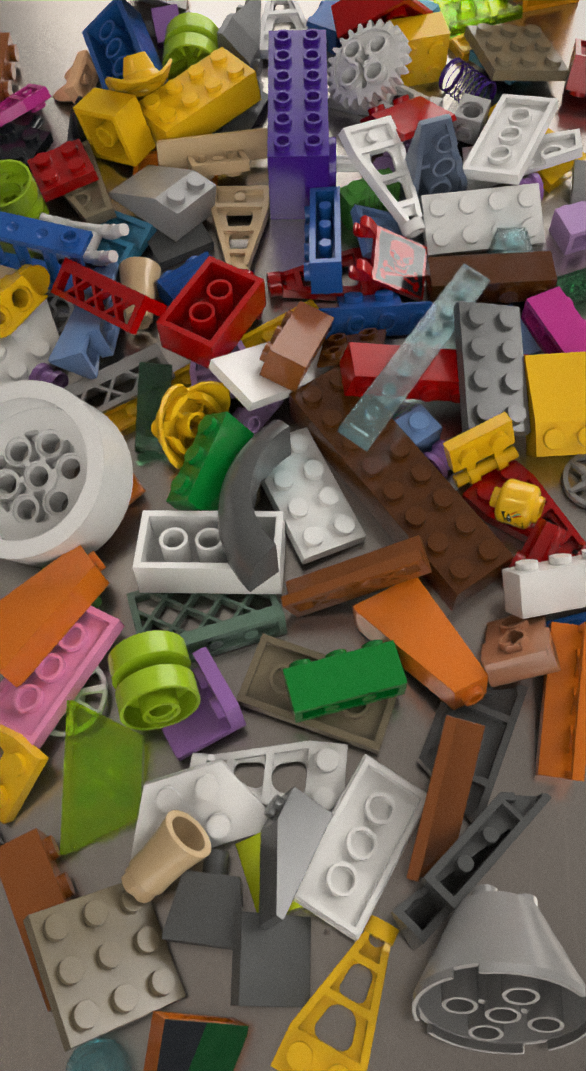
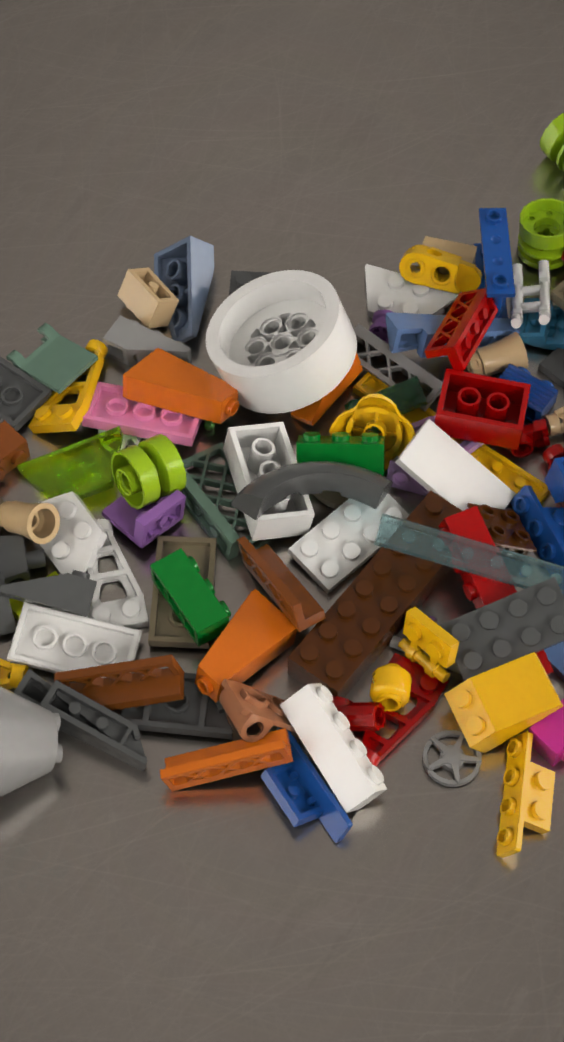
camera: 70 degrees right, 5 degrees down
(295, 345) = (478, 480): dark orange brick -> none
(418, 425) = (441, 595): medium blue slope -> none

